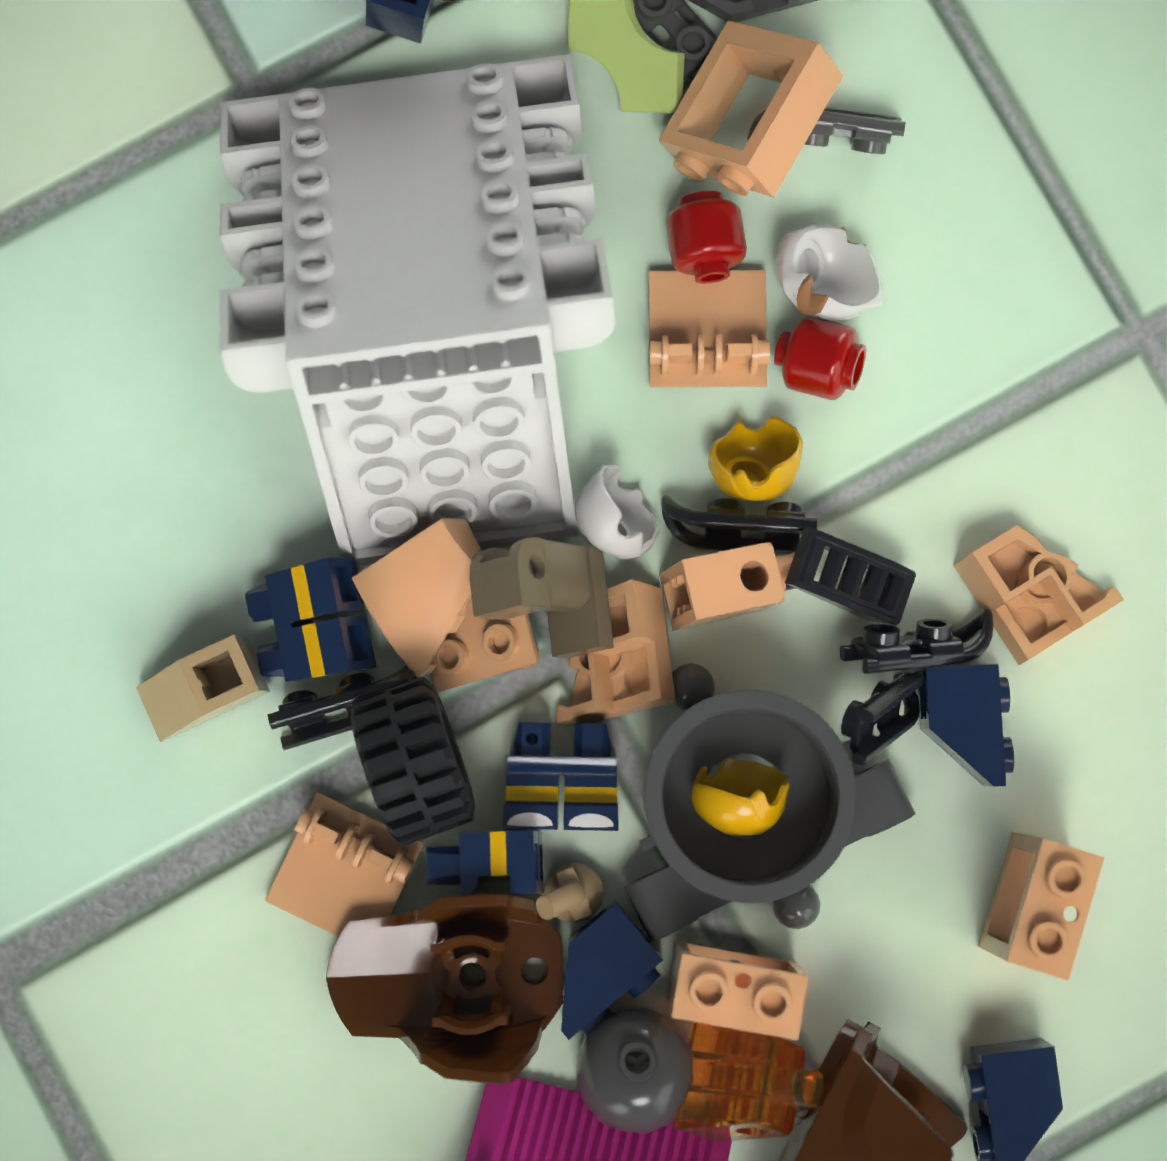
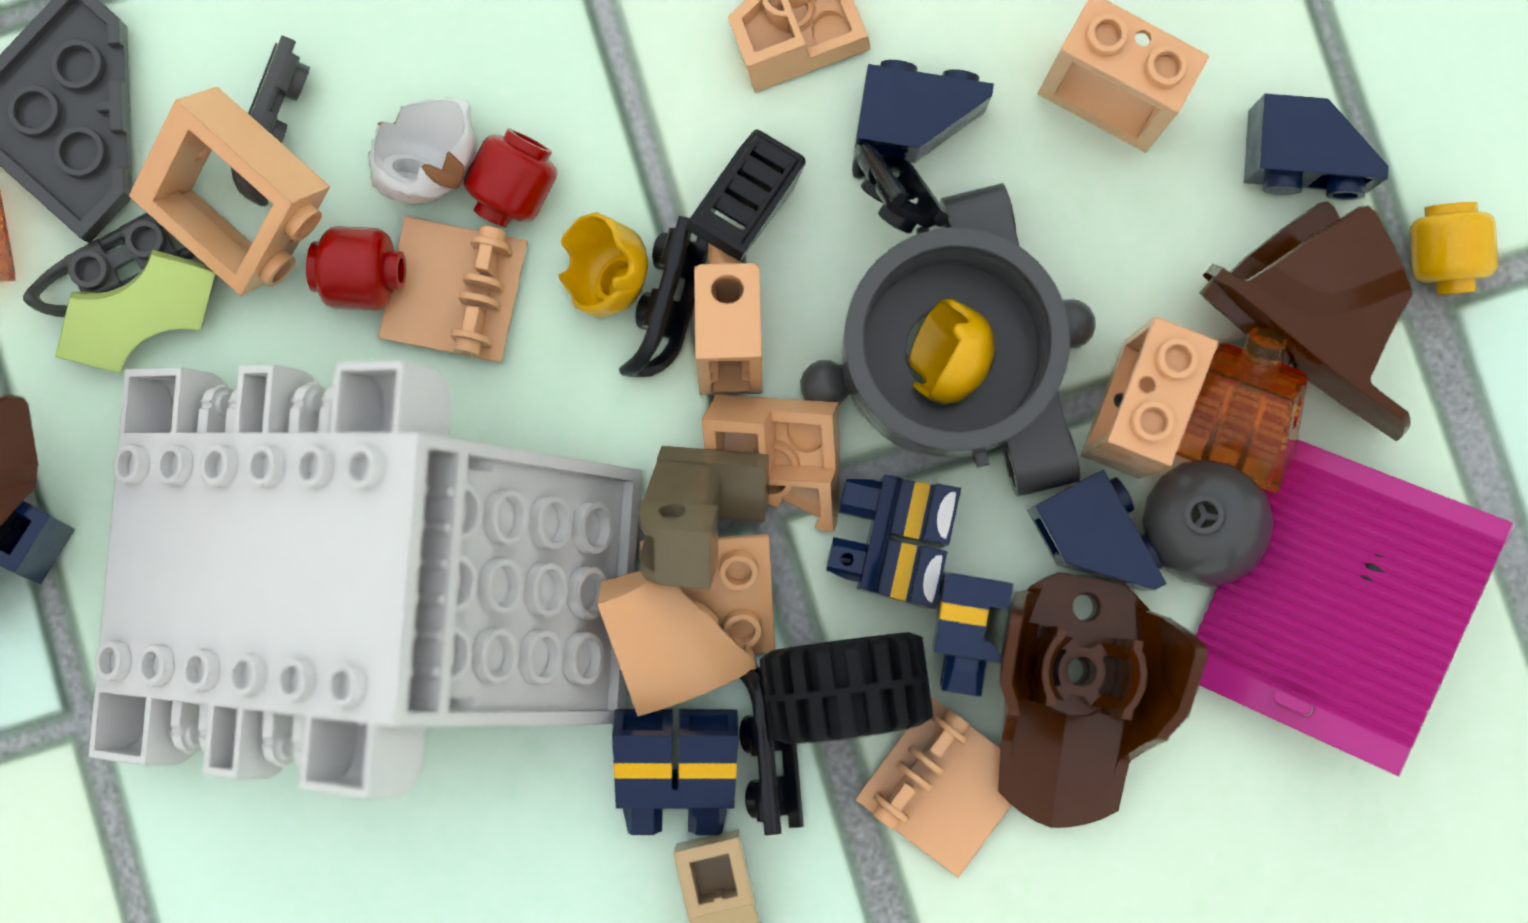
camera: 85 degrees left, 0 degrees up
(571, 894) = (1013, 552): tan plate -> none
(614, 517) = (631, 425): white hair -> none
(929, 646) = (825, 121): black piece -> none

